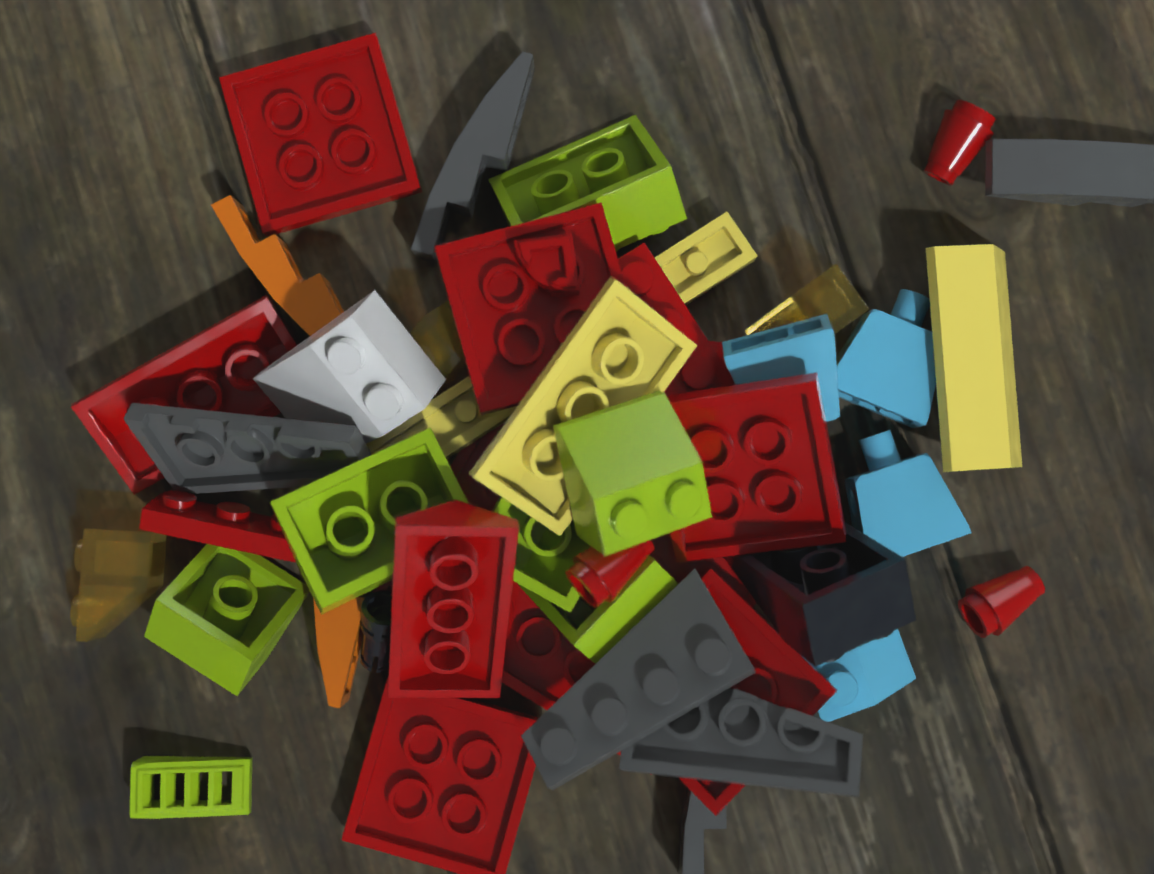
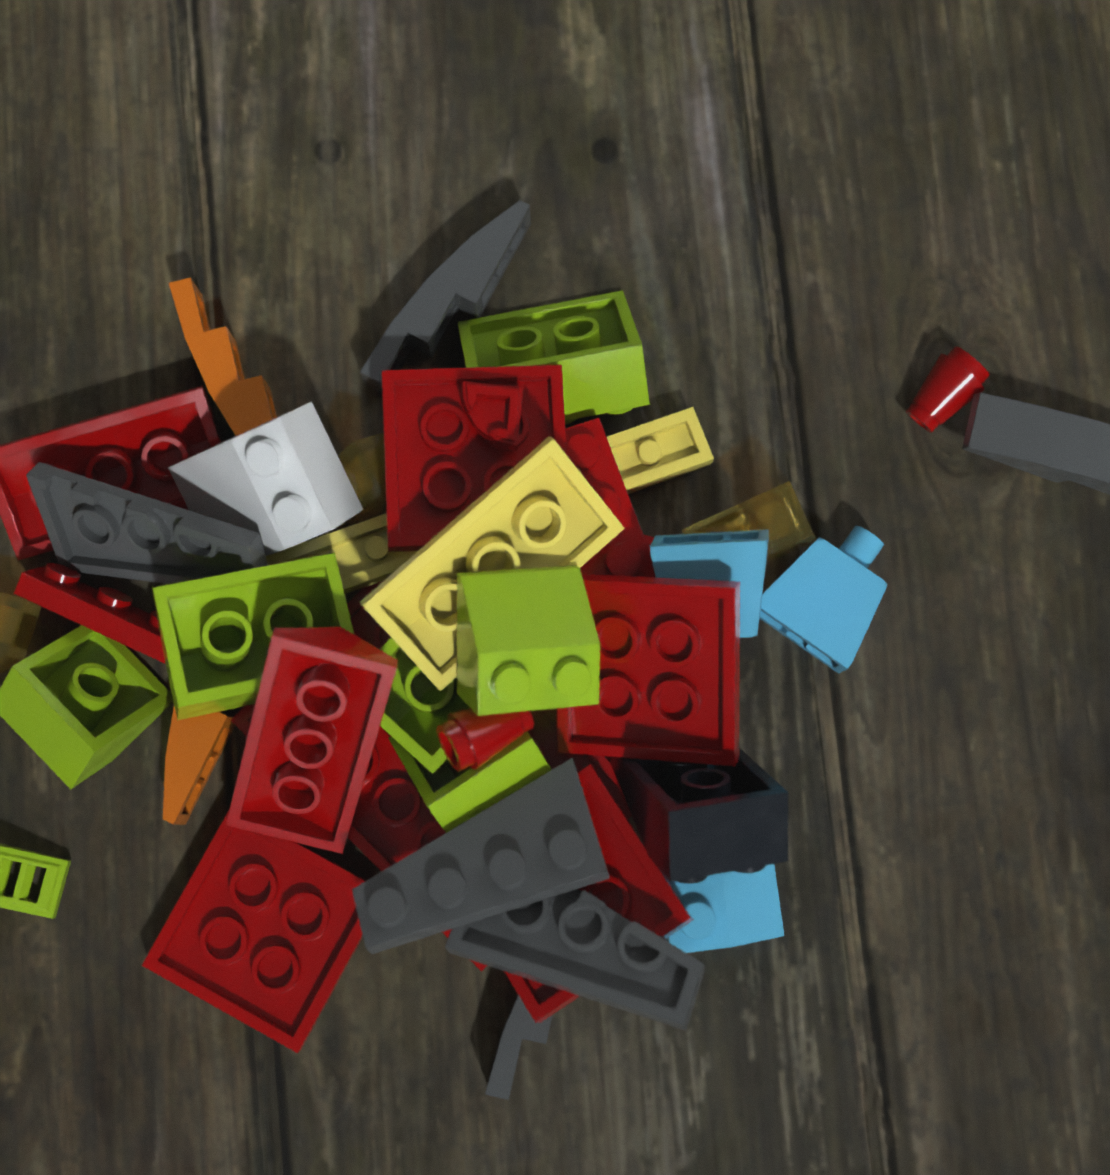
camera: 10 degrees right, 5 degrees down
(320, 134) = (297, 240): red plate -> none
(376, 629) = (230, 749): black pin -> none
(902, 499) = (809, 742): medium azure torso -> none
(973, 357) = (914, 612): light yellow slope -> none
(1000, 601) = (888, 873): red cone -> none

